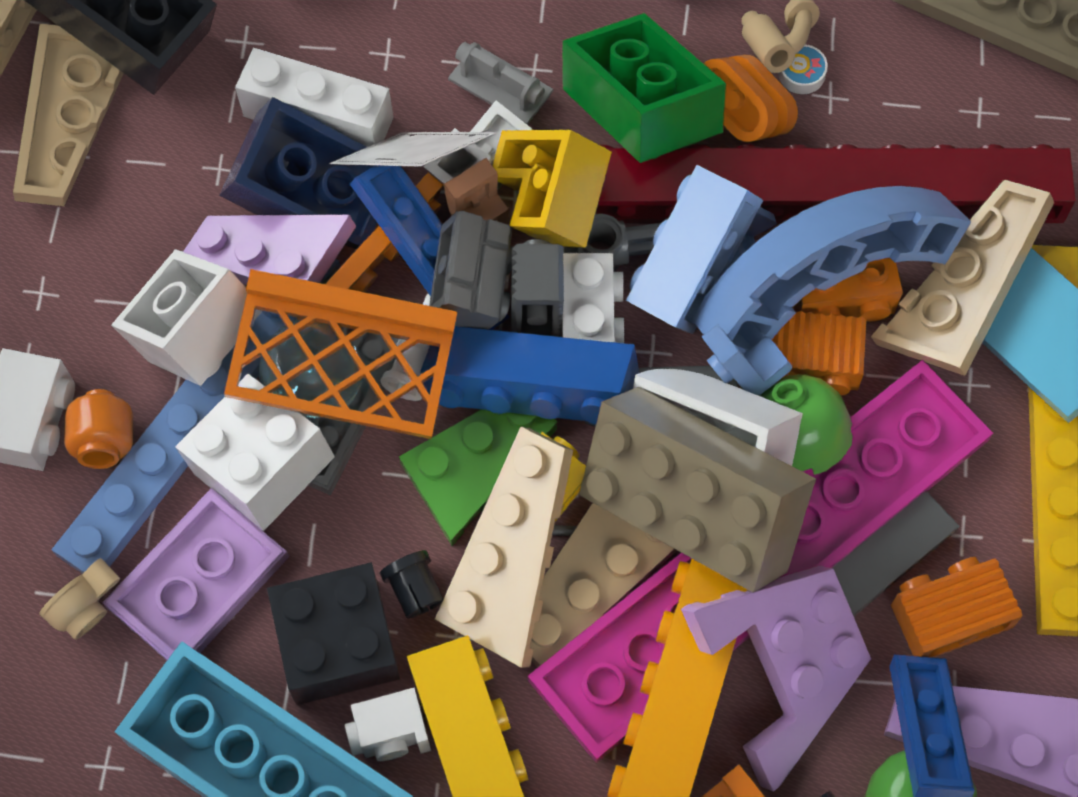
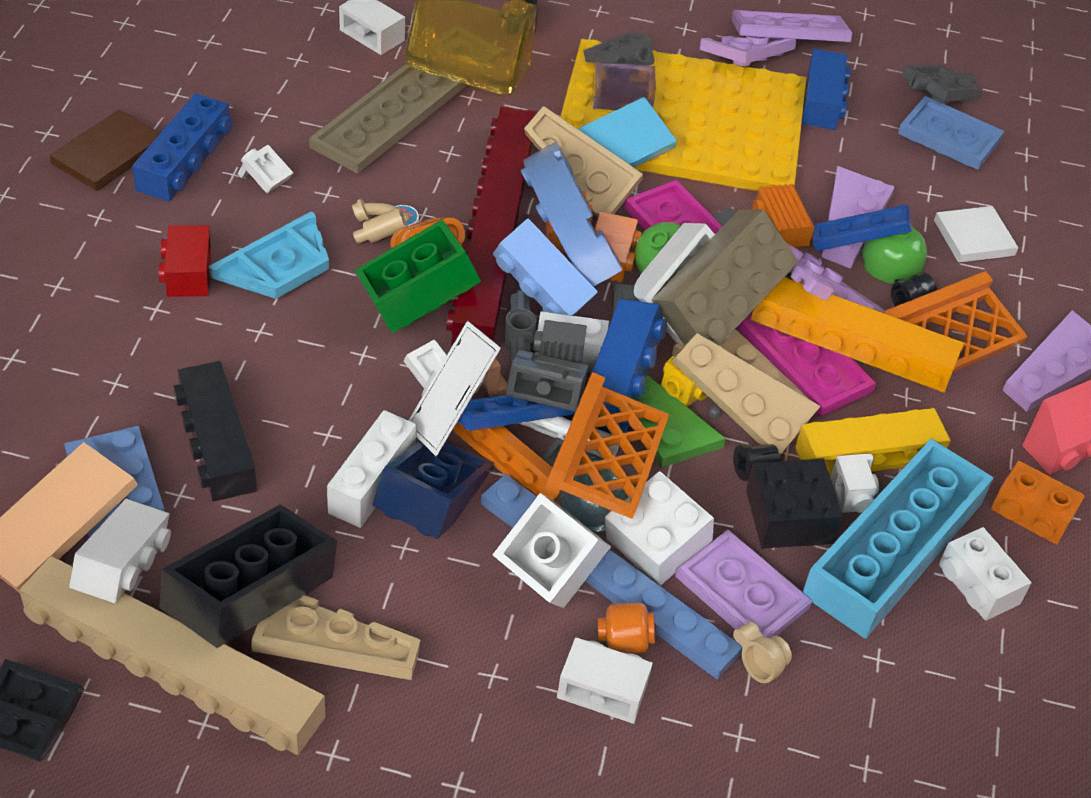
camera: 90 degrees left, 20 degrees down
(273, 244) = (495, 505): lavender wing -> none
(498, 80) = (376, 367): light grey hinge -> none
(556, 182) = (492, 315): yellow brick -> none
(753, 370) = (633, 254): medium blue bracket -> none

